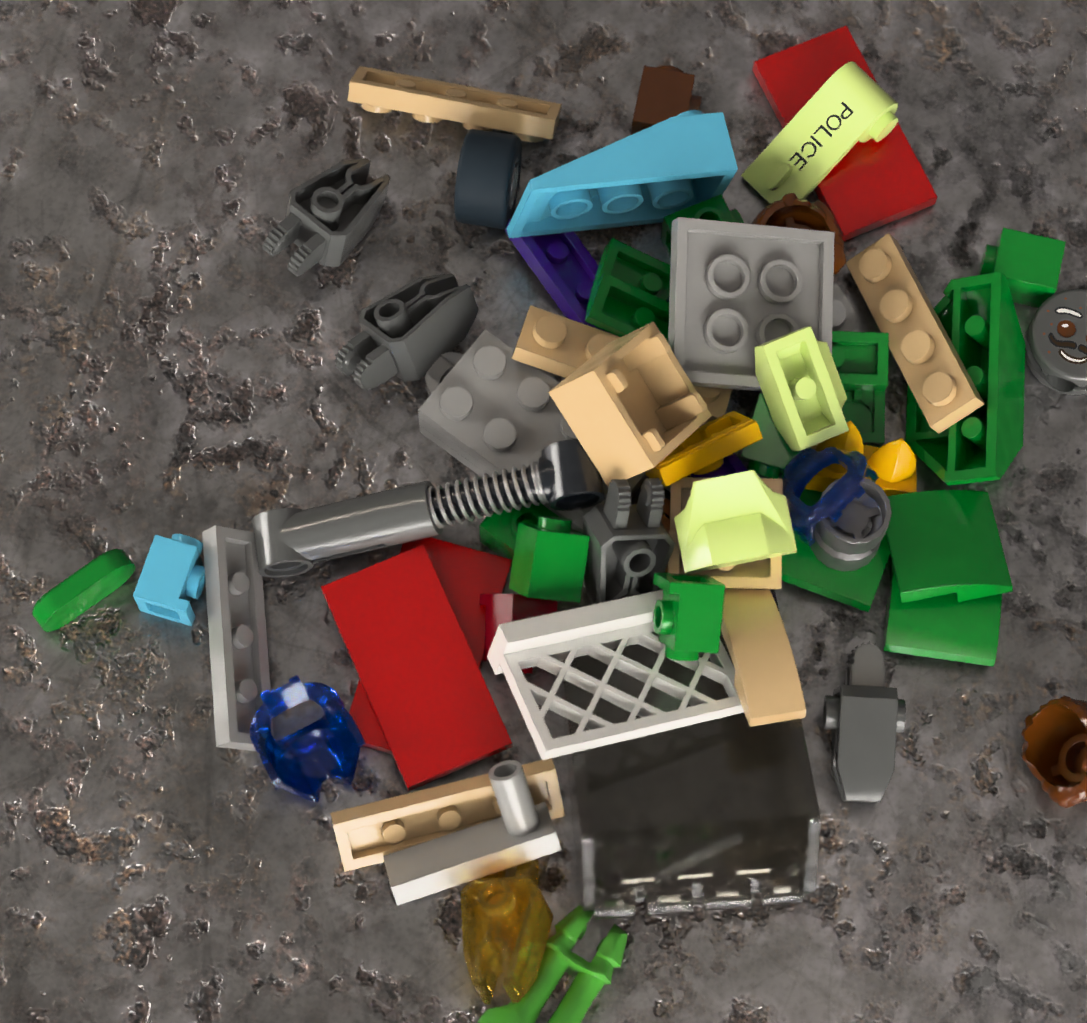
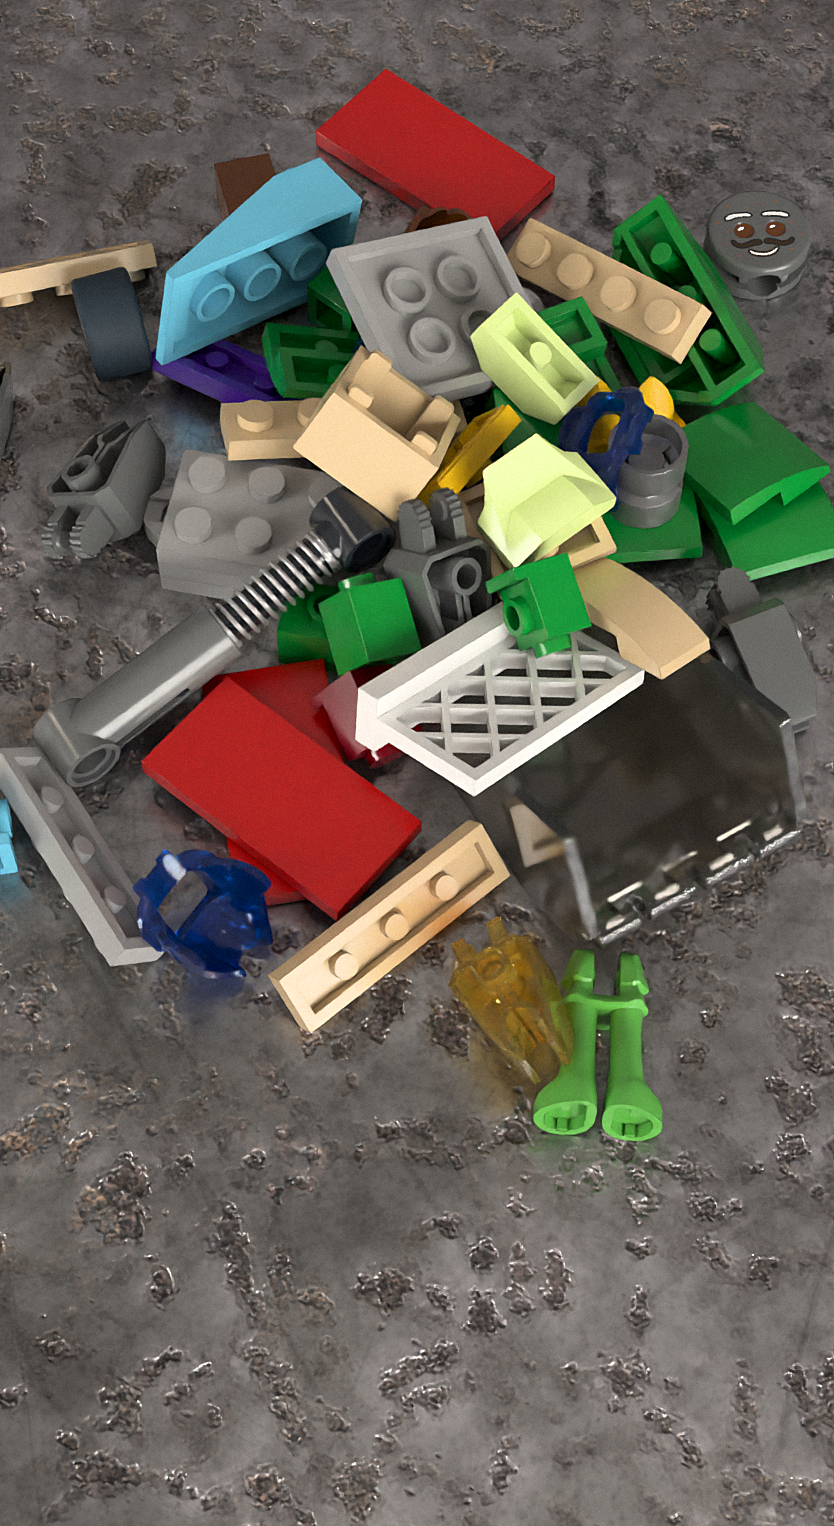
camera: 25 degrees left, 10 degrees down
(480, 850) = (476, 910): light grey piece -> none
(838, 116) = (419, 157): yellowish green door -> none
(1029, 263) = (682, 185): green brick -> none

